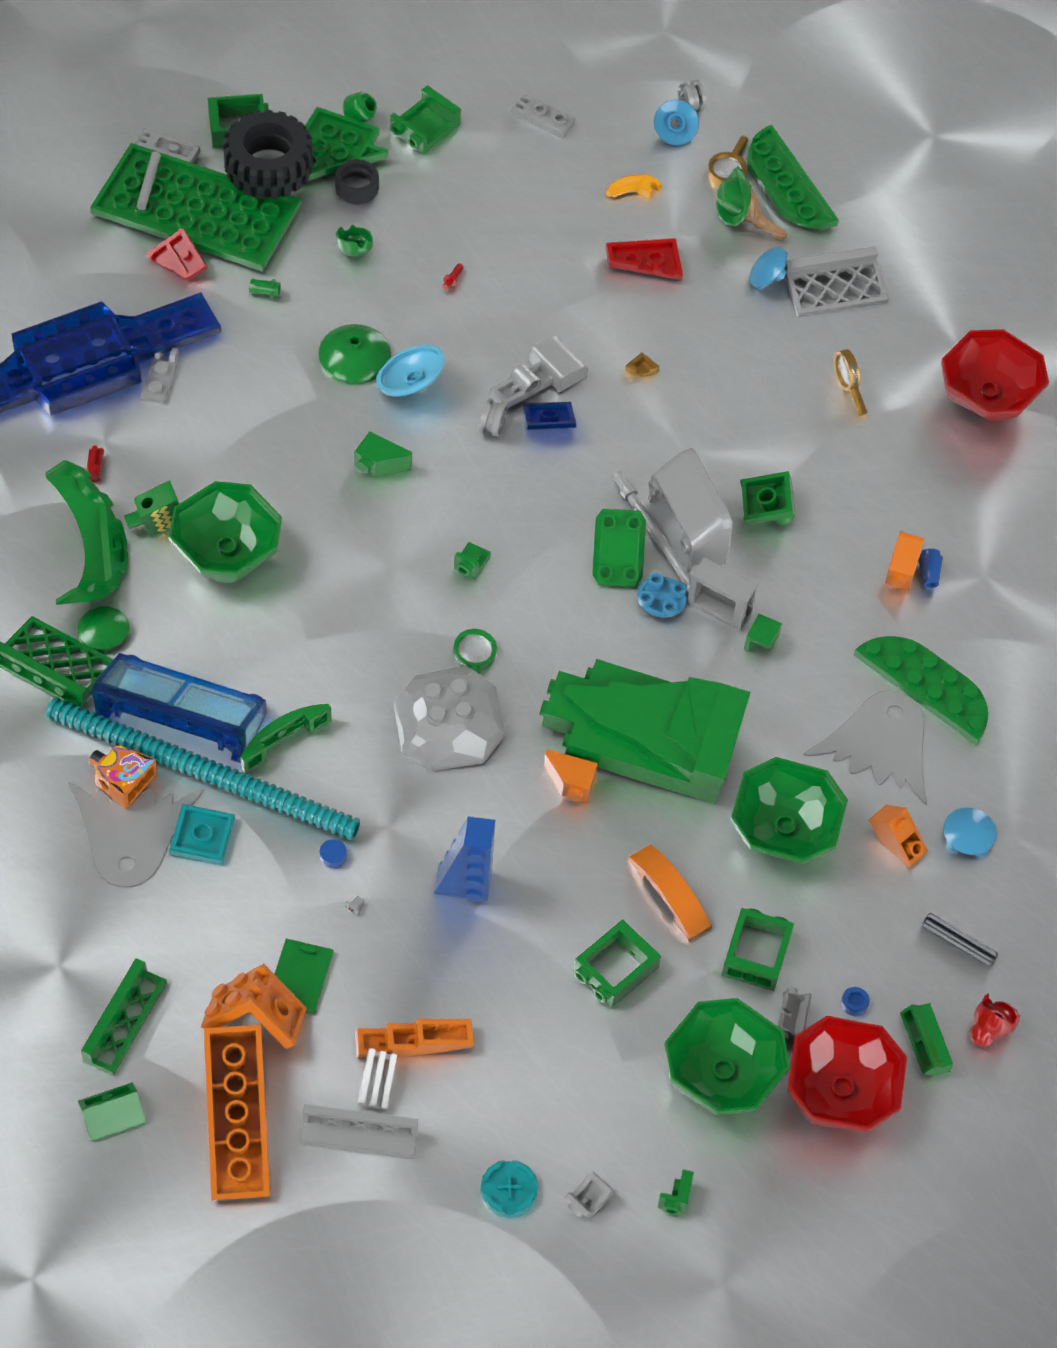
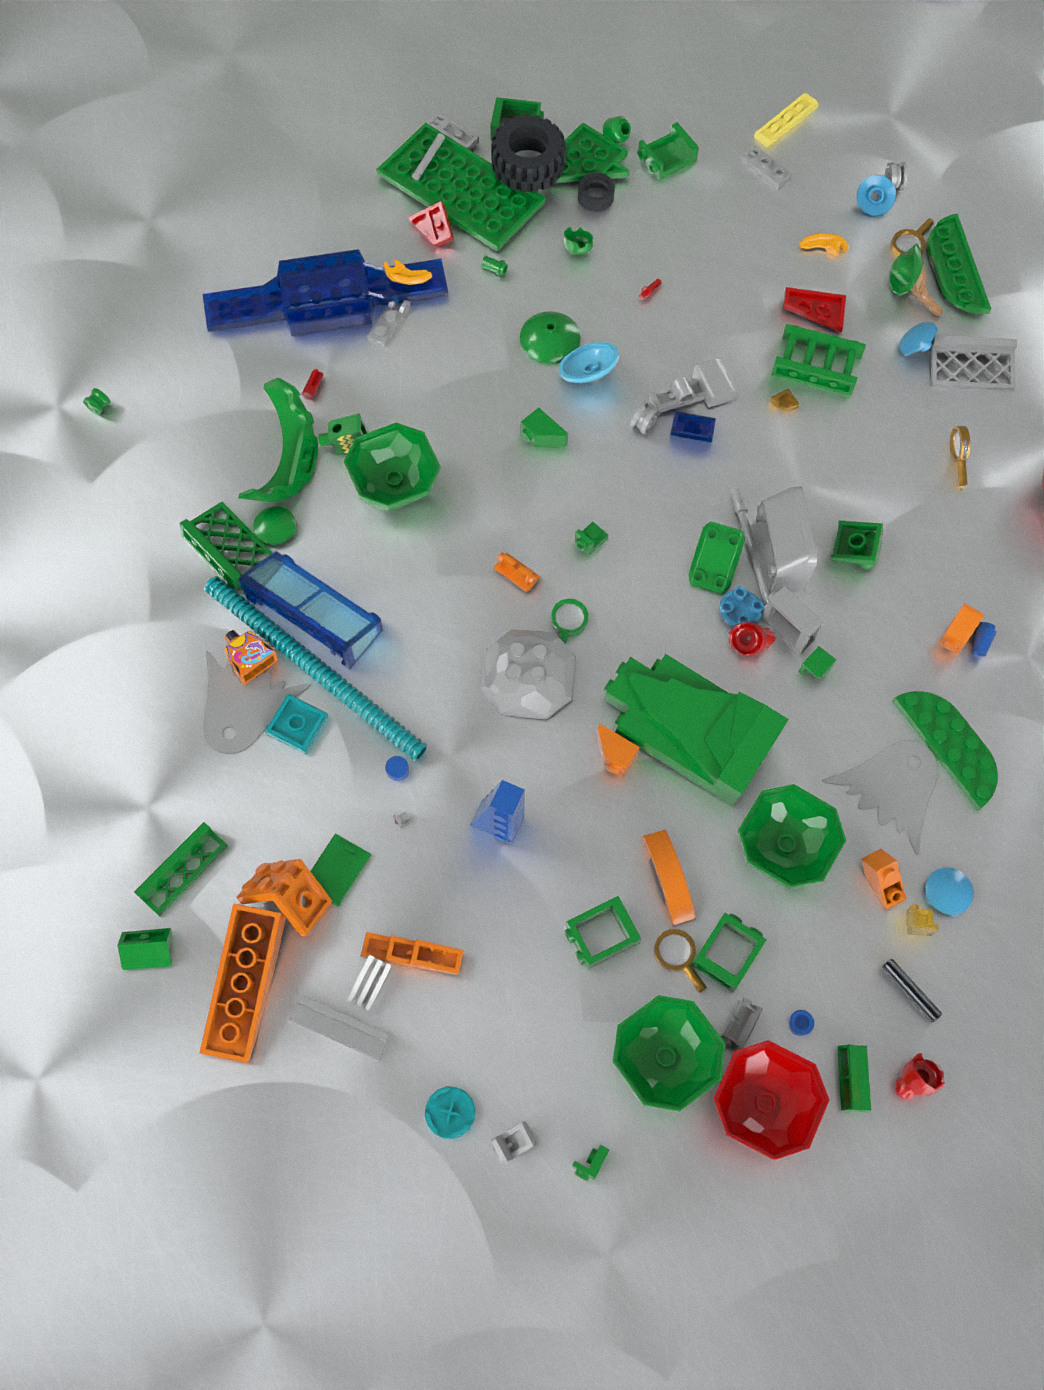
camera: 20 degrees right, 10 degrees up
(166, 320) = (403, 275): none -> light orange piece
(309, 717) = (415, 643): green slope -> none
(399, 615) = (516, 571): none -> orange hinge
(549, 58) = (786, 120): none -> light yellow tile
(666, 331) = (813, 375): none -> green fence
(692, 622) = (760, 638): none -> red piece
(701, 965) = (675, 952): none -> piece
(949, 868) = (920, 921): none -> clear yellow panel

